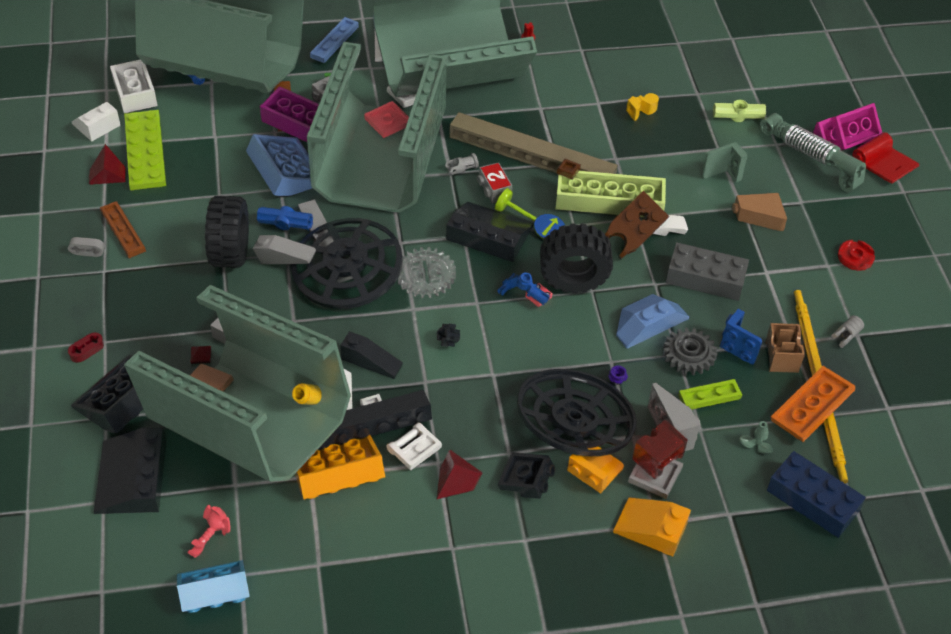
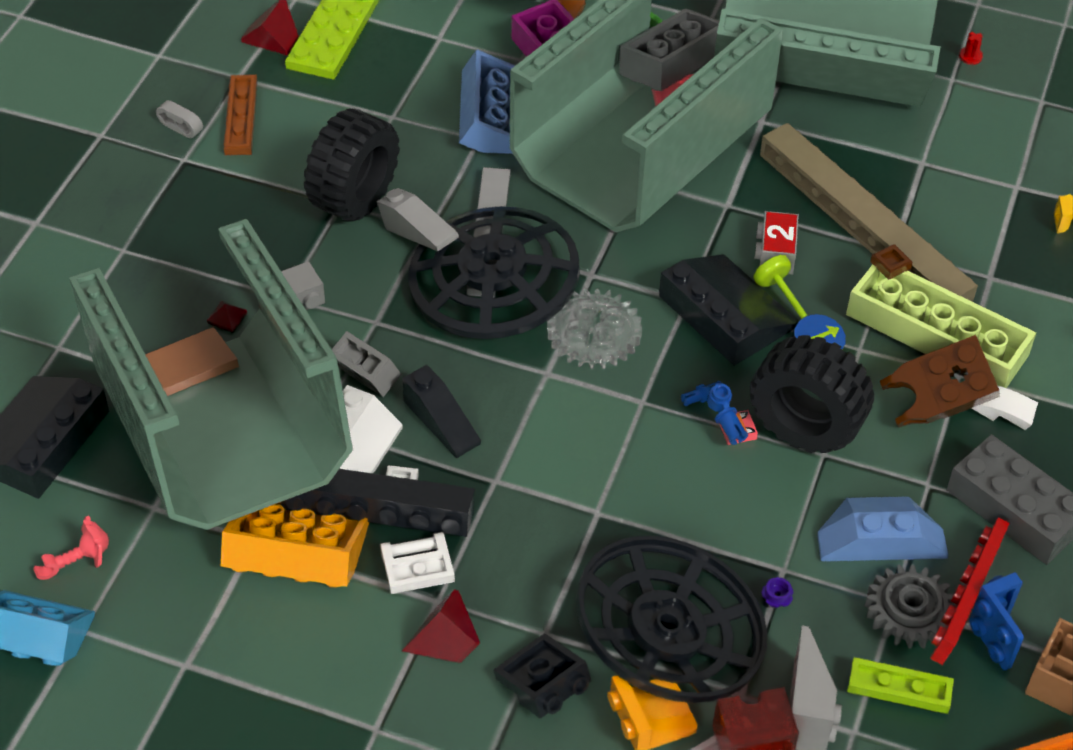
camera: 30 degrees right, 0 degrees up
(86, 347) = (93, 247): dark red beam -> none
(111, 400) = (62, 332): black slope -> none
(285, 218) = (451, 178): blue piece -> none
(307, 394) = (300, 422): yellow brick -> none
(369, 92) = (669, 50): none -> dark grey brick
(448, 335) = (565, 428): black gear -> none
(461, 164) = (745, 198): light grey piece -> none
(717, 329) = (966, 594): none -> red plate

